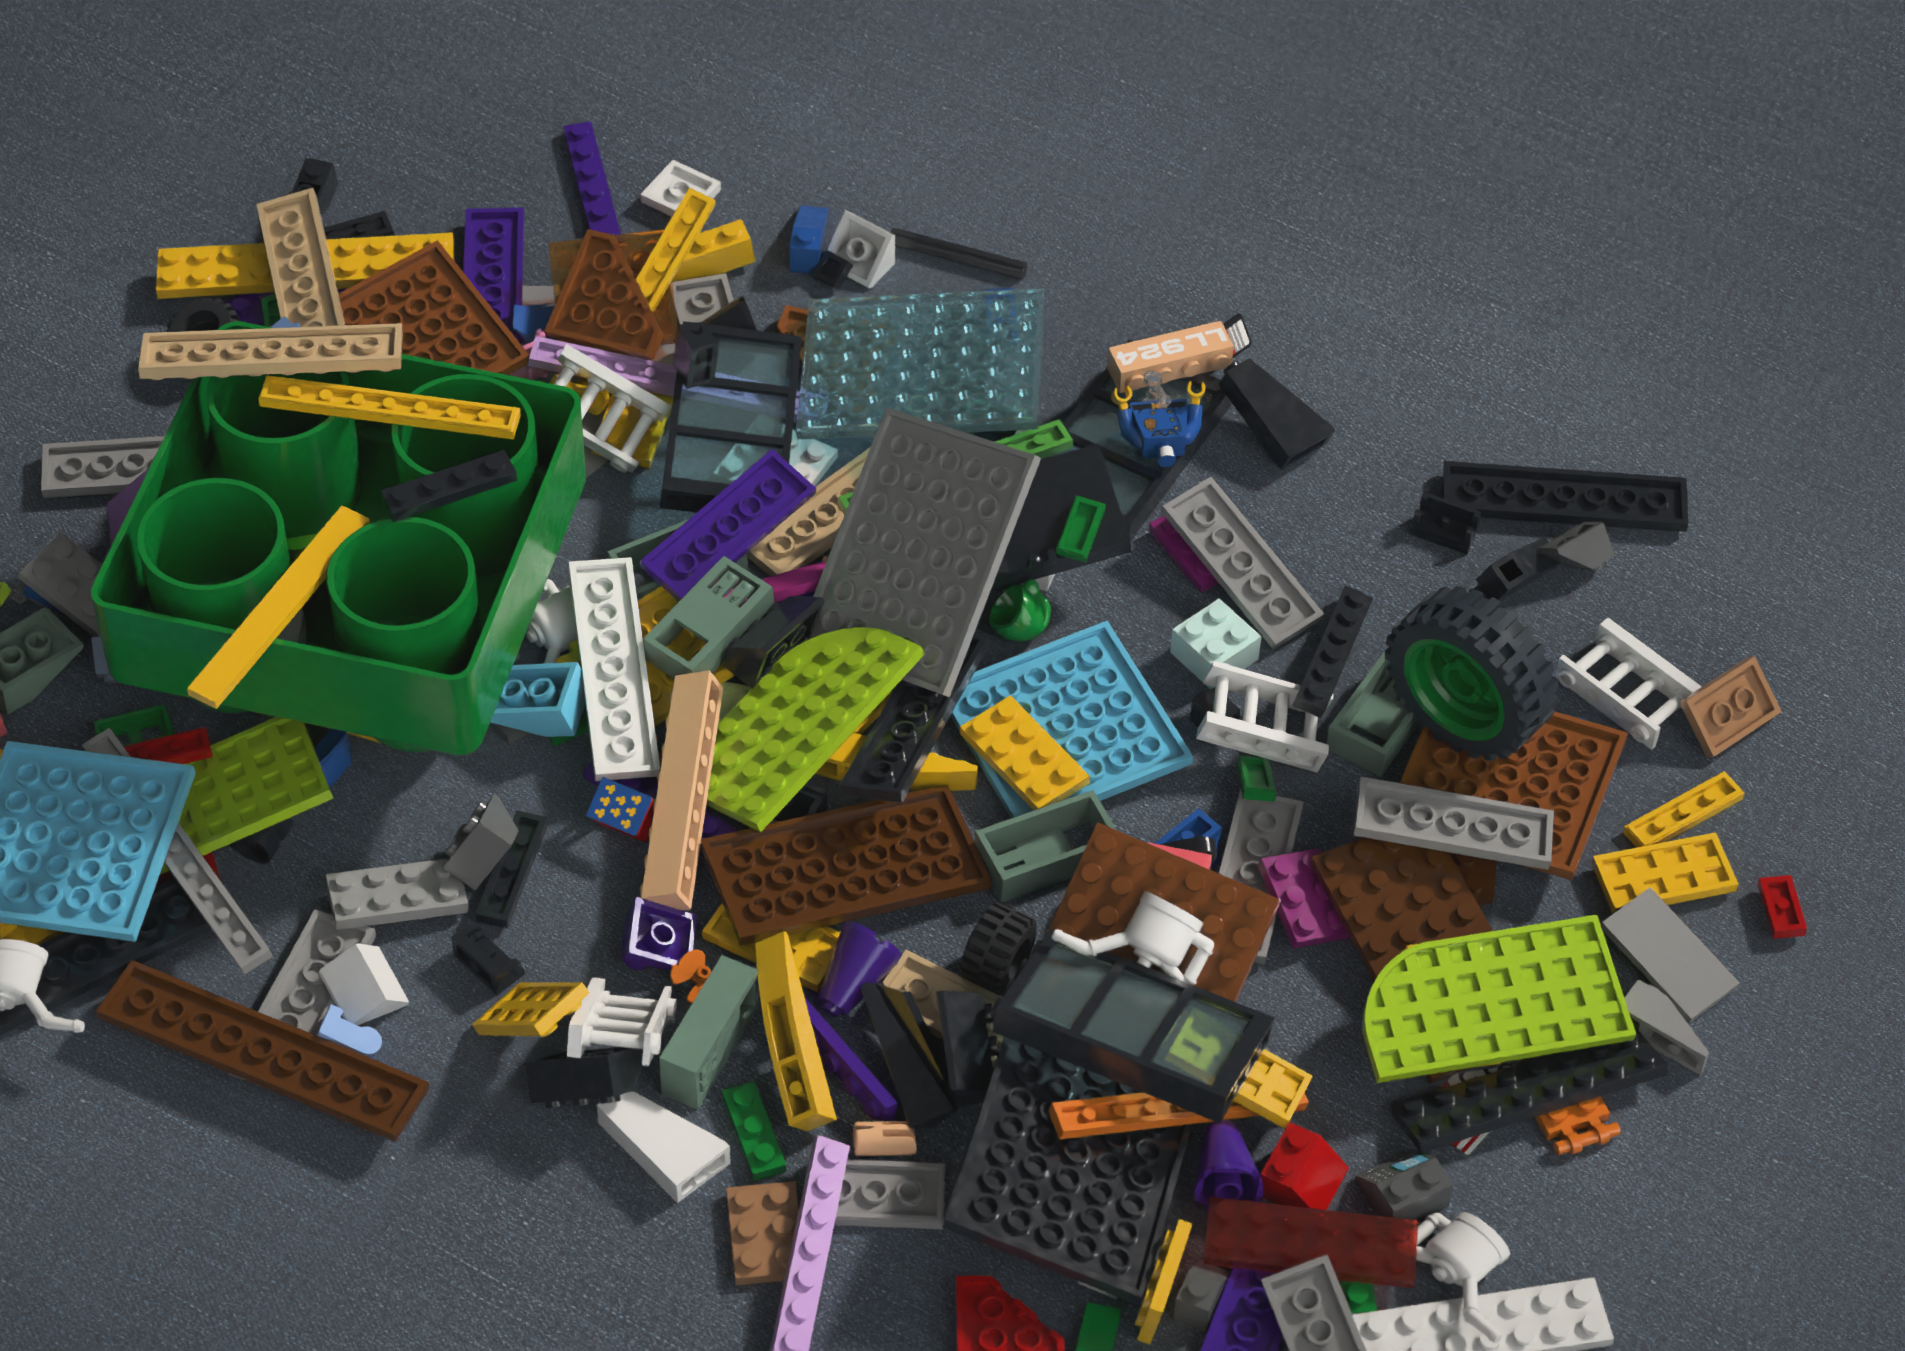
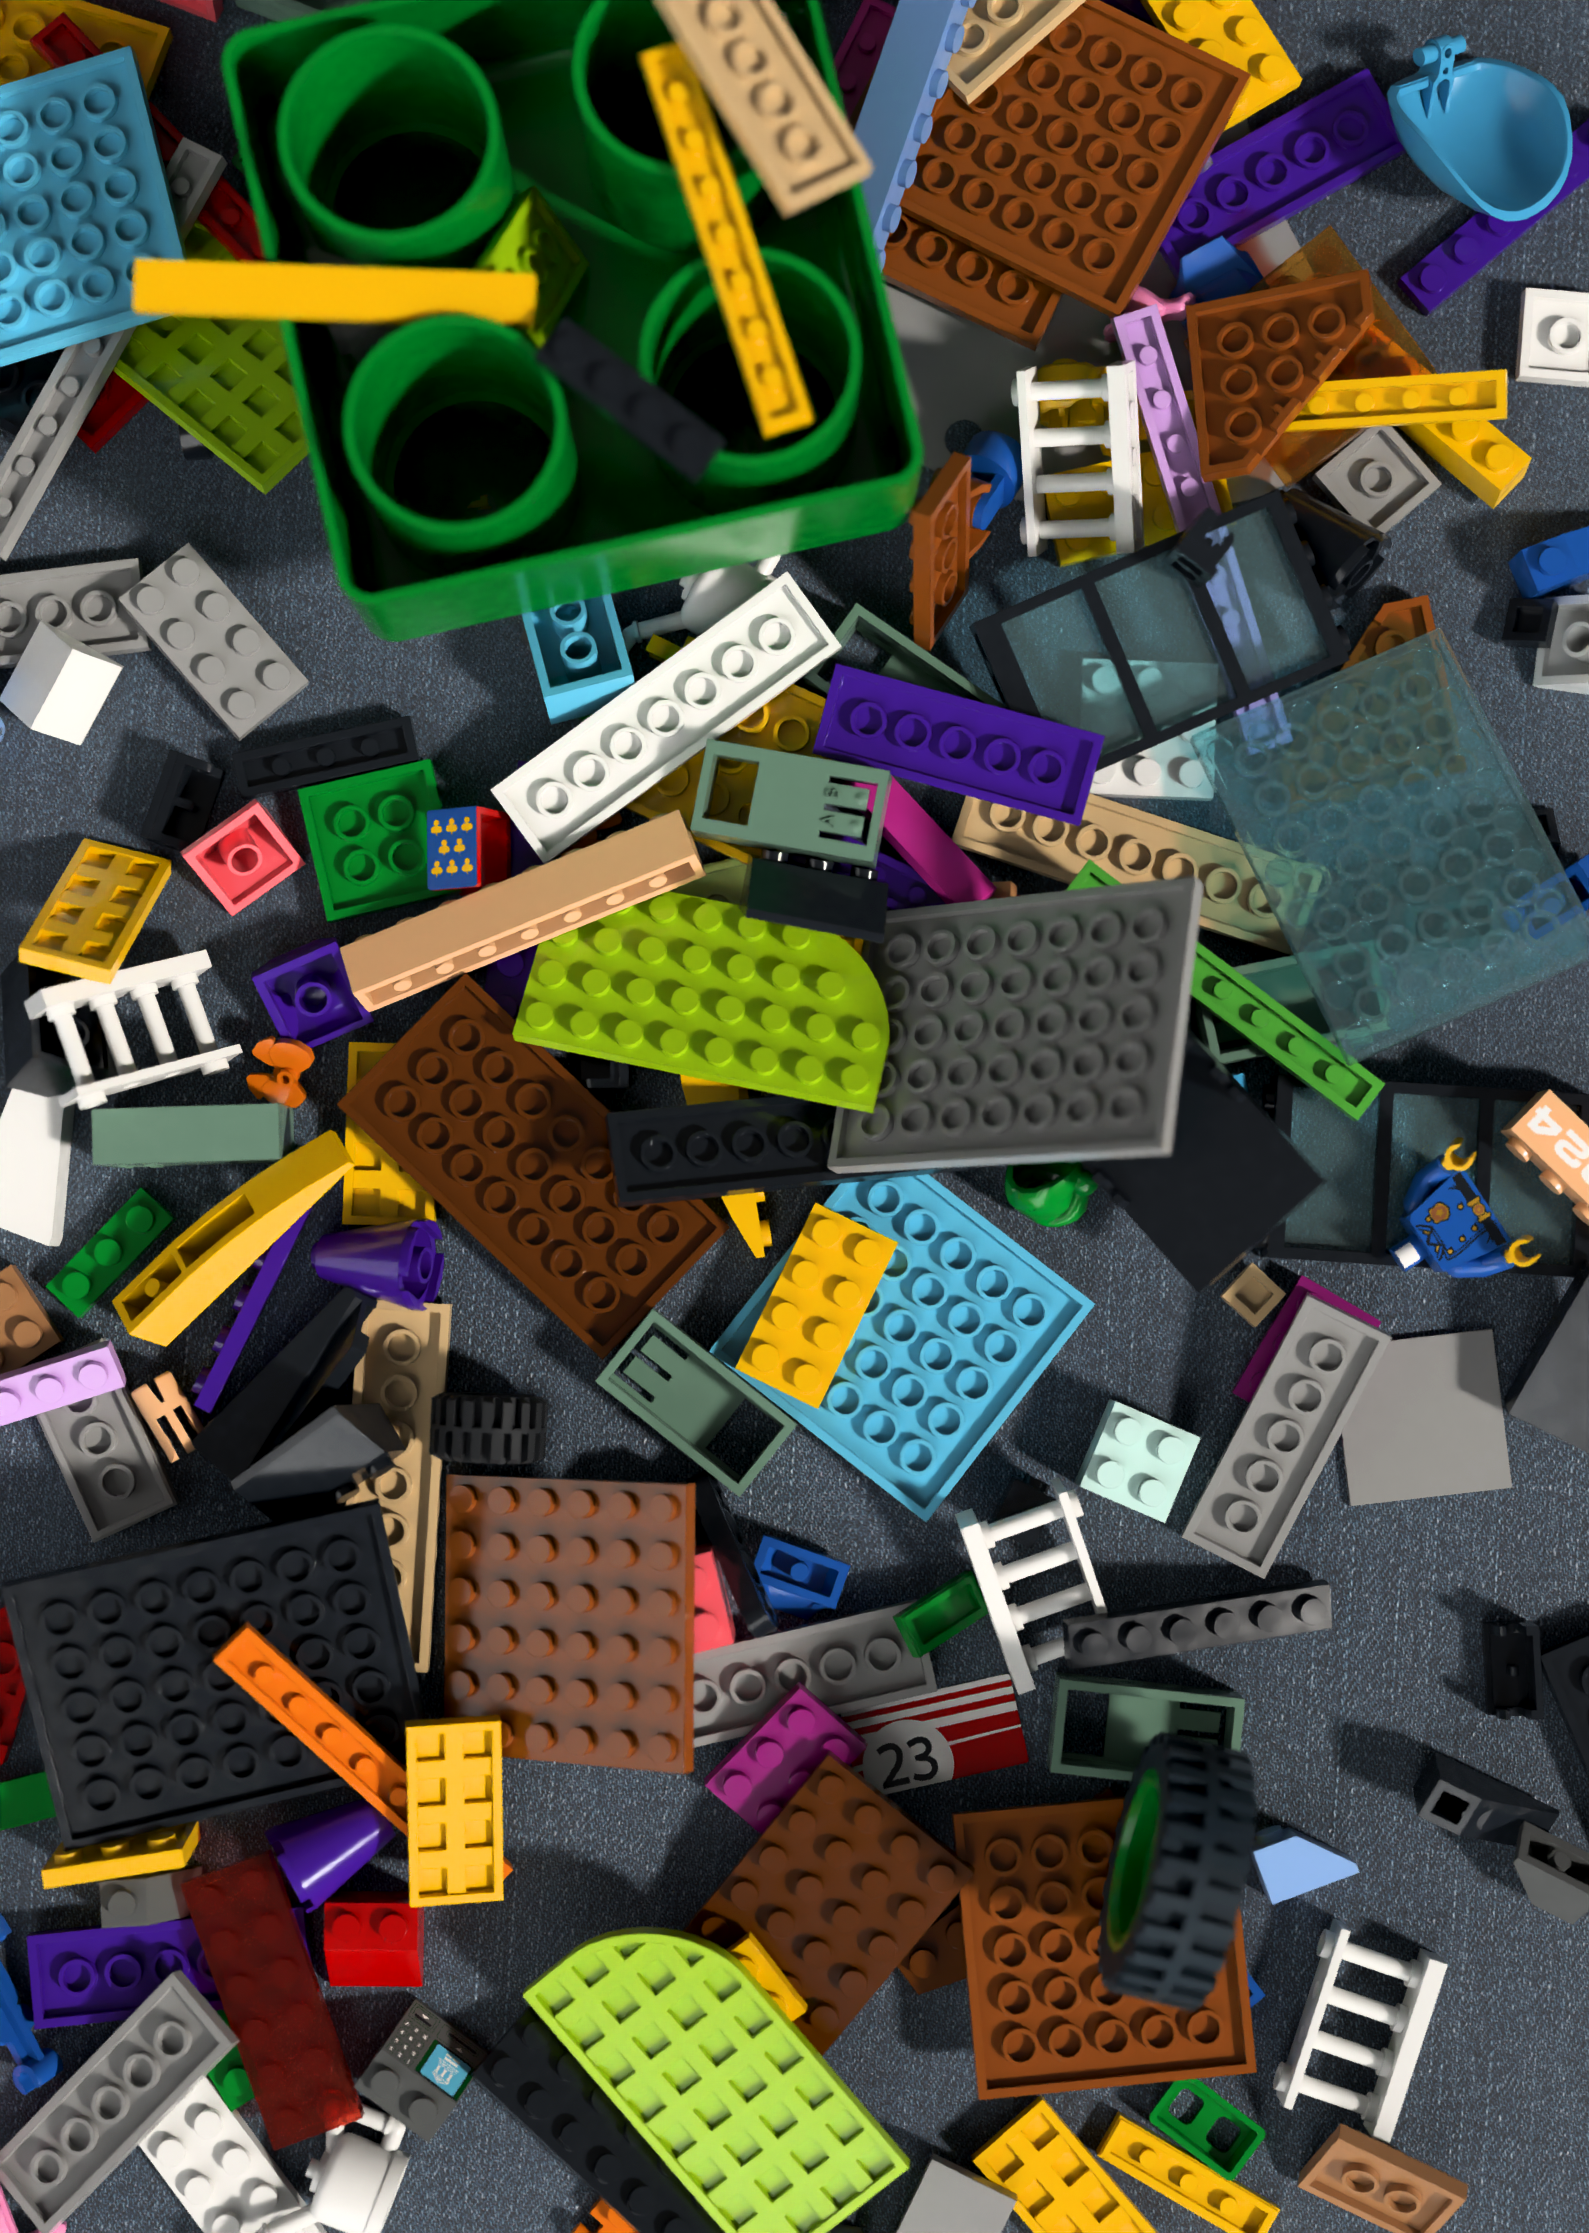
camera: 60 degrees right, 35 degrees up
(481, 842) = (321, 706): dark grey slope -> none
(541, 169) = (1483, 129): none -> dark azure piece
(545, 938) = (243, 857): none -> coral slope
(583, 864) = (372, 839): none -> green plate
(615, 491) = (952, 526): none -> dark orange plate
(1080, 528) = (1176, 1221): green tile -> none
(1133, 1026) = (420, 1667): window -> none
(1148, 552) = (1252, 1294): none -> tan plate
(1154, 390) = (1498, 1189): clear piece -> none
(1158, 934) = (559, 1637): white piece -> none
(1279, 506) = (1428, 1422): none -> light grey piece
(1328, 814) = (940, 1735): none -> sticker
(1454, 823) = (962, 1923): light grey plate -> none
(1642, 778) = (1193, 2133): none -> green piece

